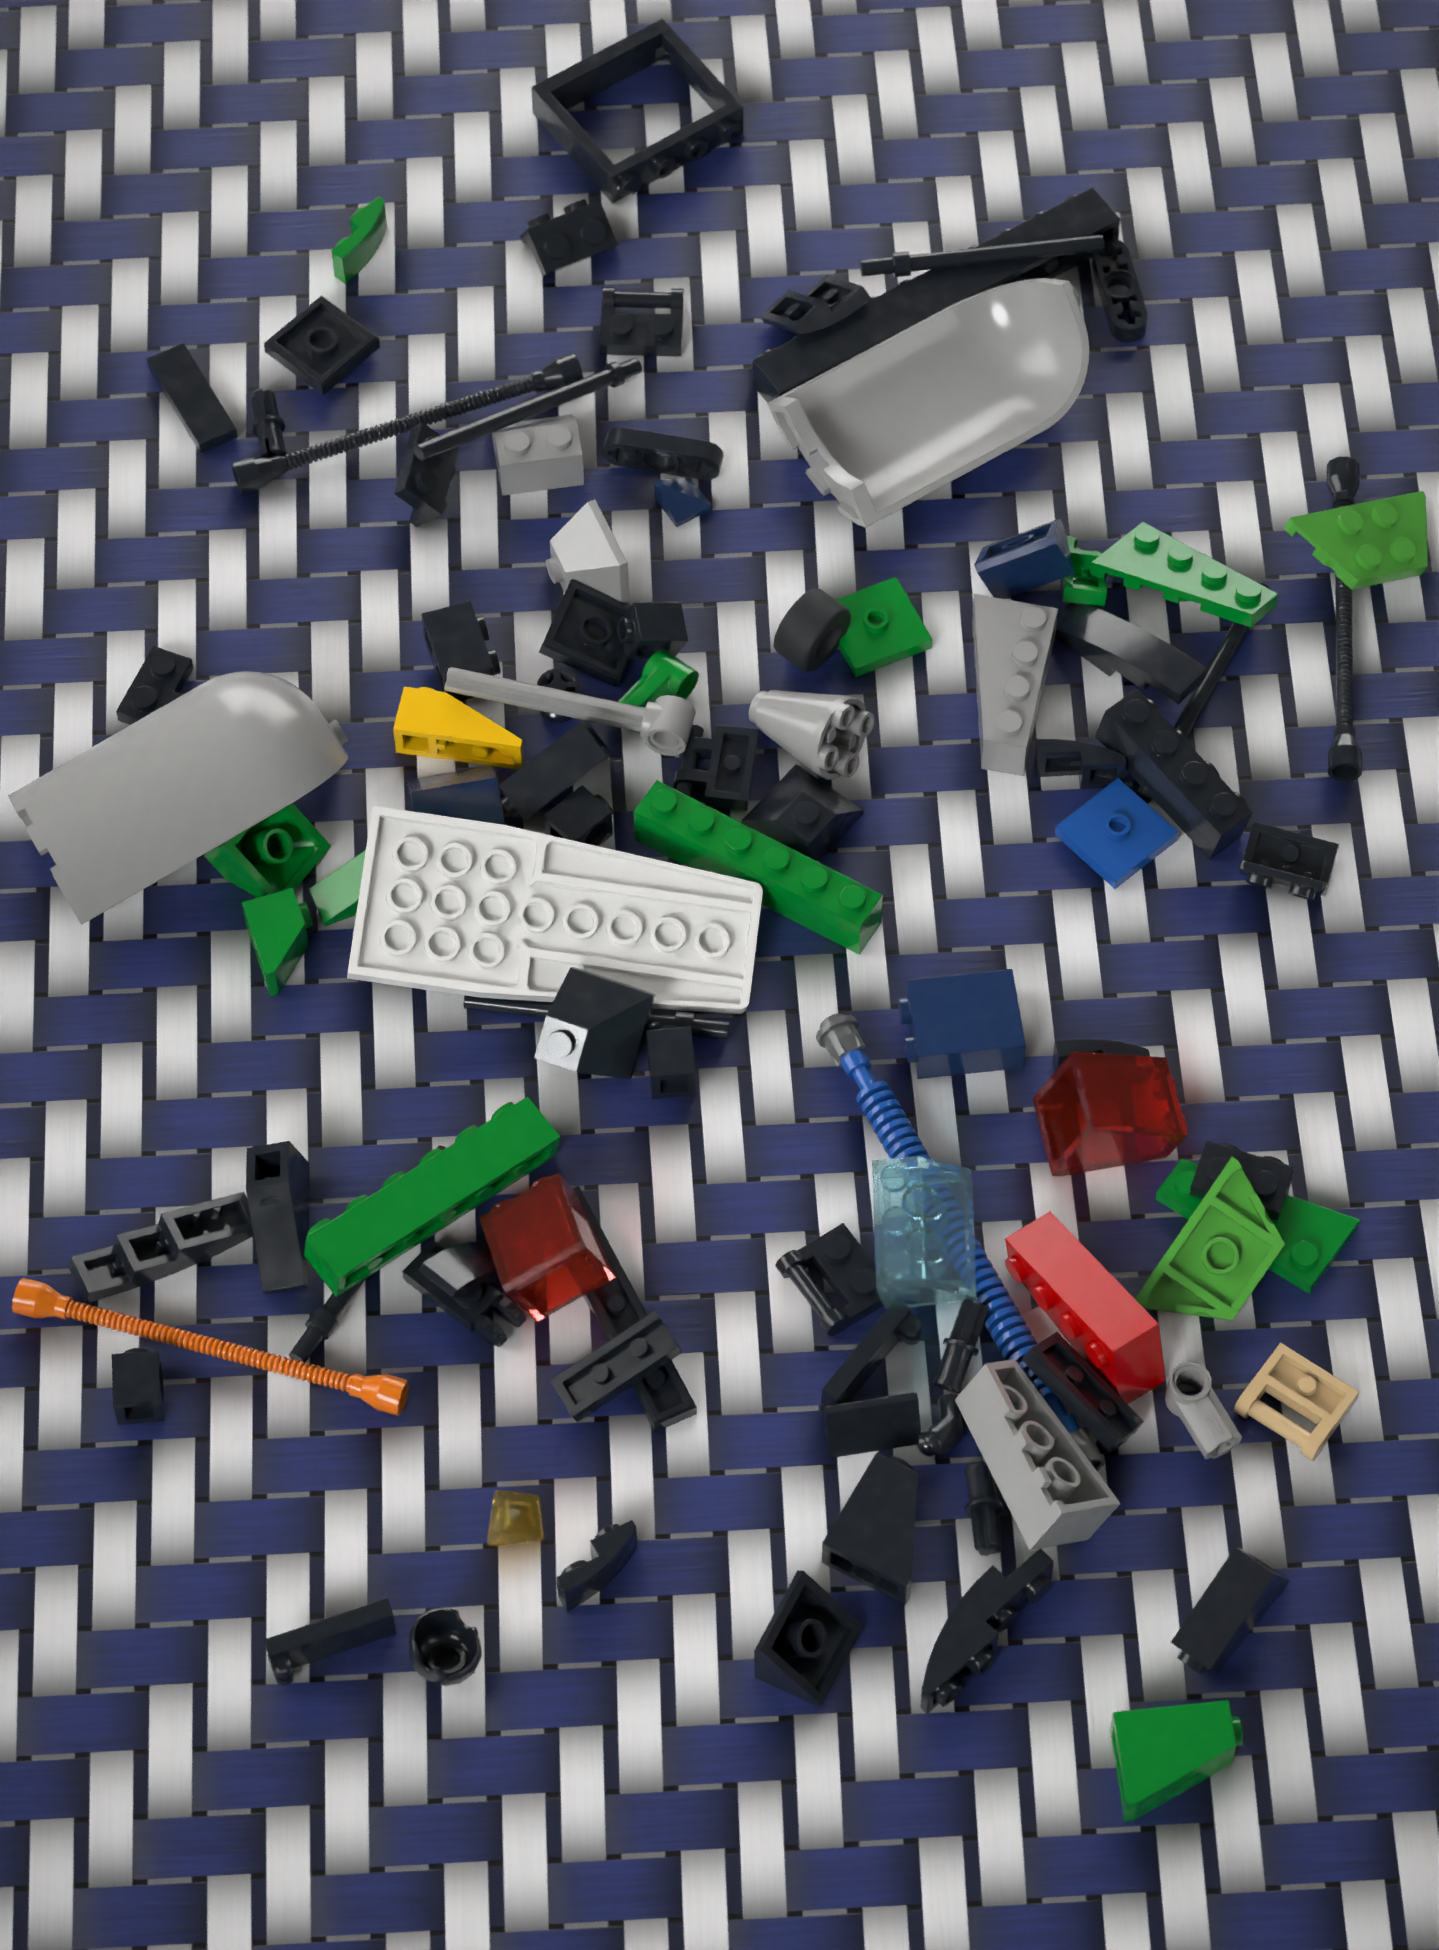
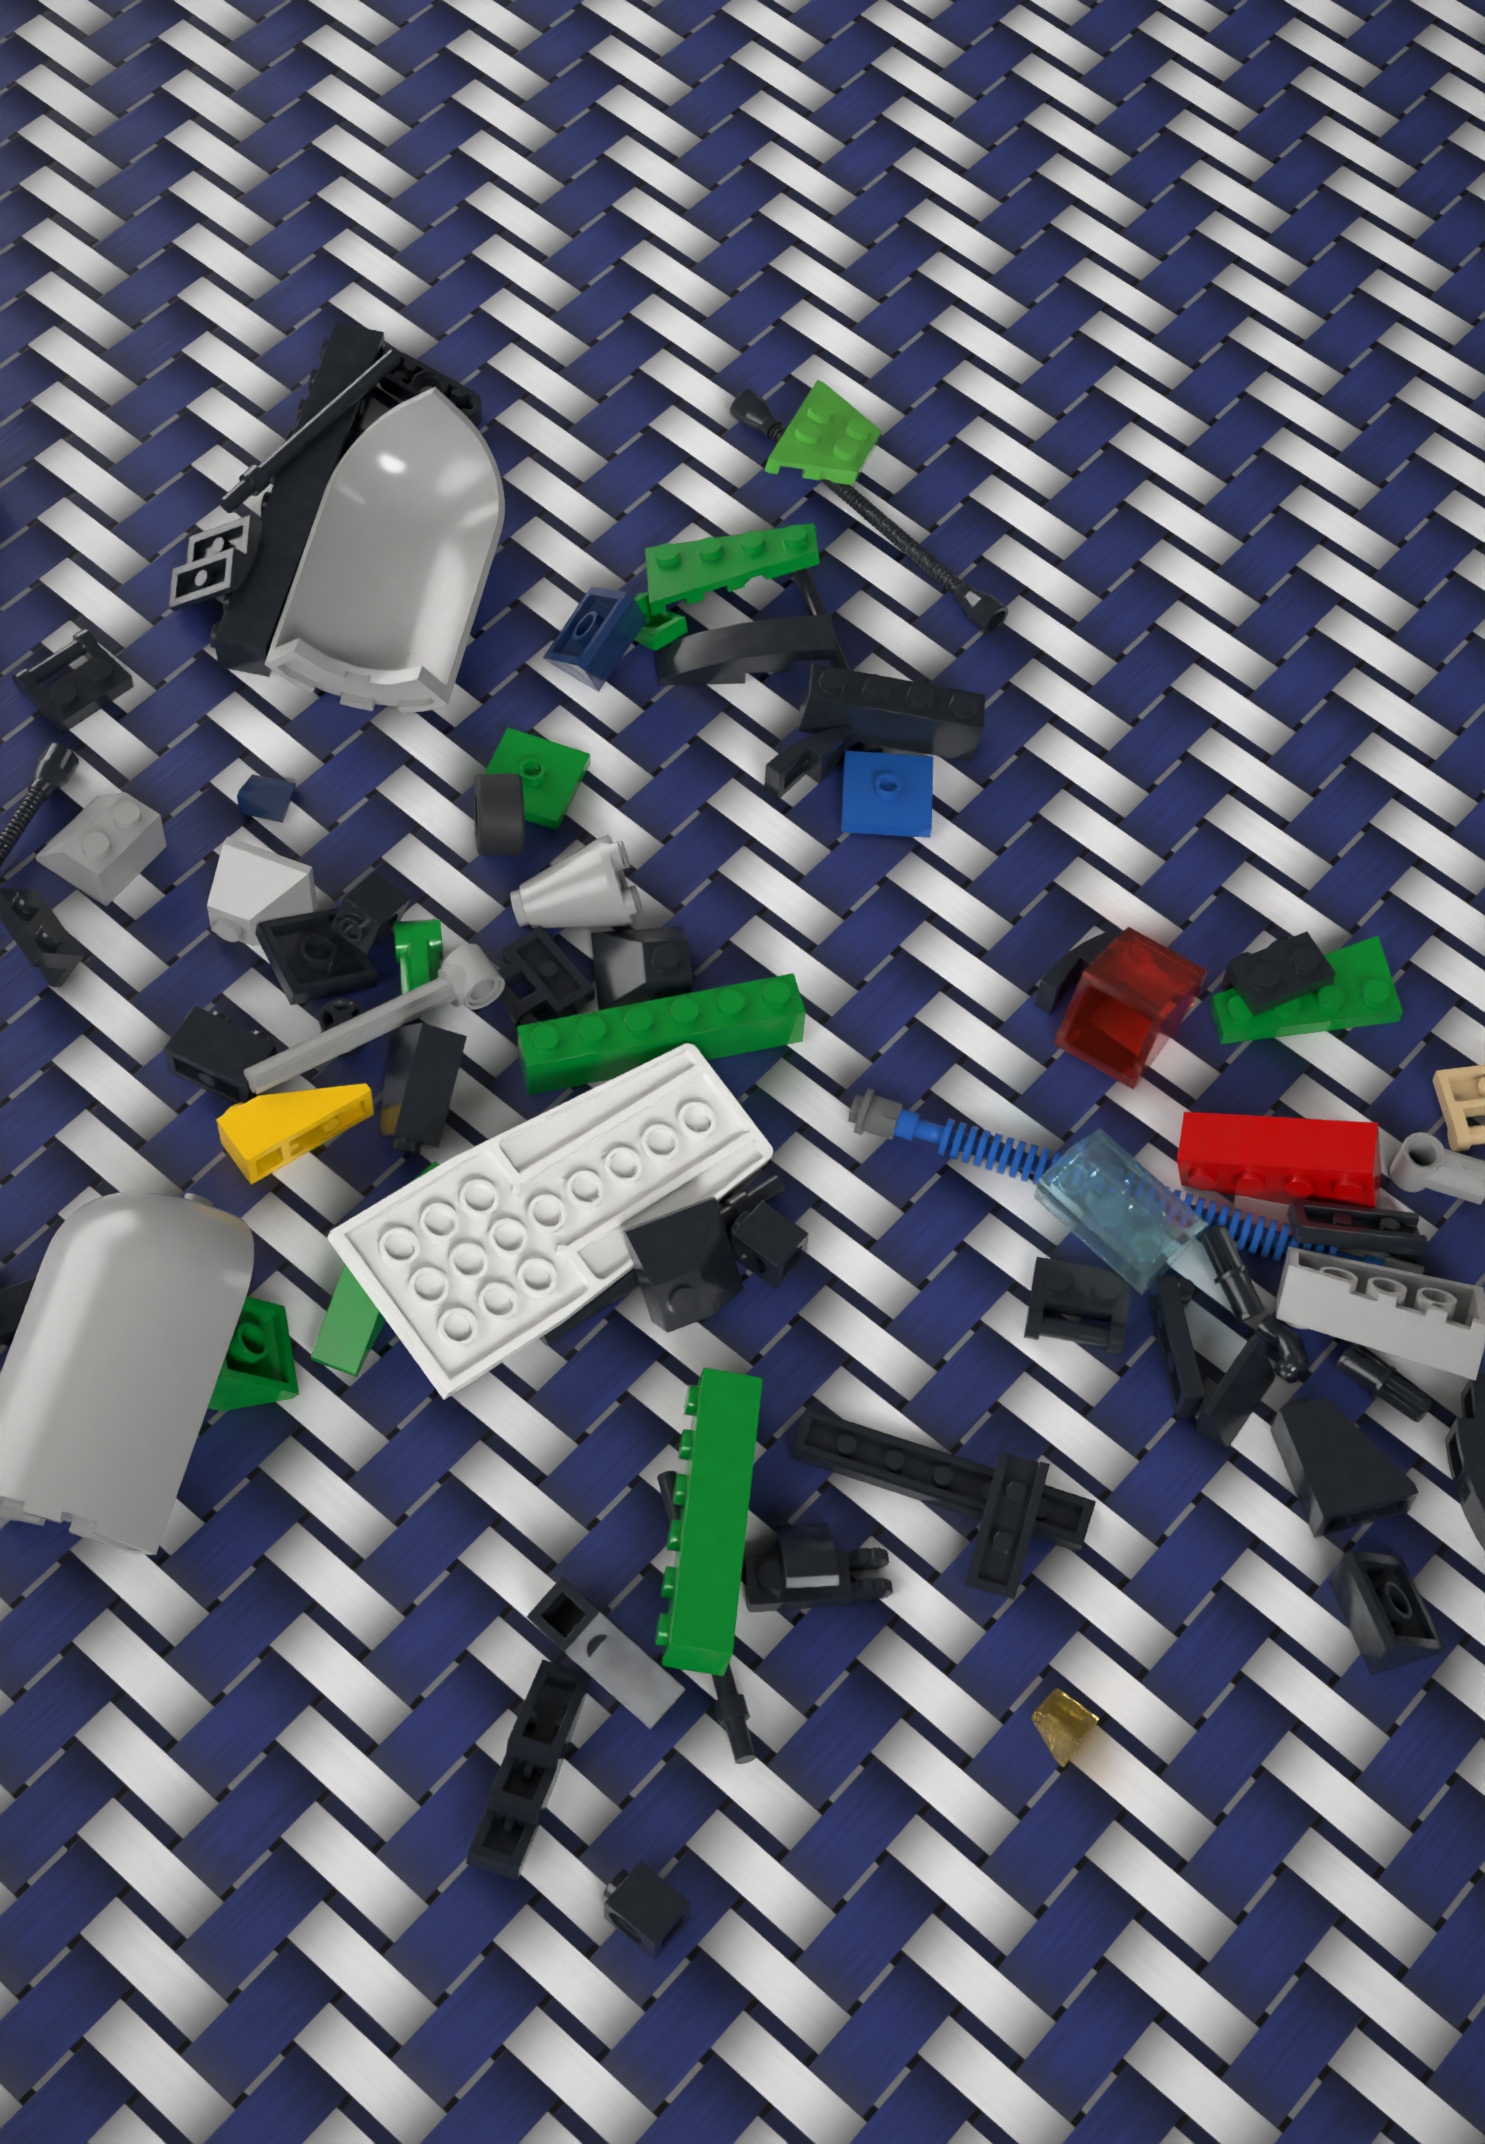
camera: 50 degrees left, 0 degrees up
(40, 1300) = (477, 1914): orange hose -> none
(277, 934) = (329, 1418): green slope -> none
(328, 1638) = (1023, 2022): black hinge -> none
(444, 1647) = (1142, 1884): black hair -> none
(459, 794) = (354, 1176): dark blue slope -> none
(545, 1247) = (848, 1475): clear red slope -> none
(581, 818) = (478, 1112): black brick -> none
(609, 1554) = (1175, 1692): black slope -> none
(612, 375) = (98, 739): black bar -> none
(687, 456) = (190, 779): black beam -> none
(963, 1024) = (950, 1026): dark blue brick -> none
(1011, 669) = (686, 734): light grey wedge -> none
(1216, 1254) = (1324, 1039): bright green wing -> none
(1288, 860) = (1034, 713): black bracket -> none

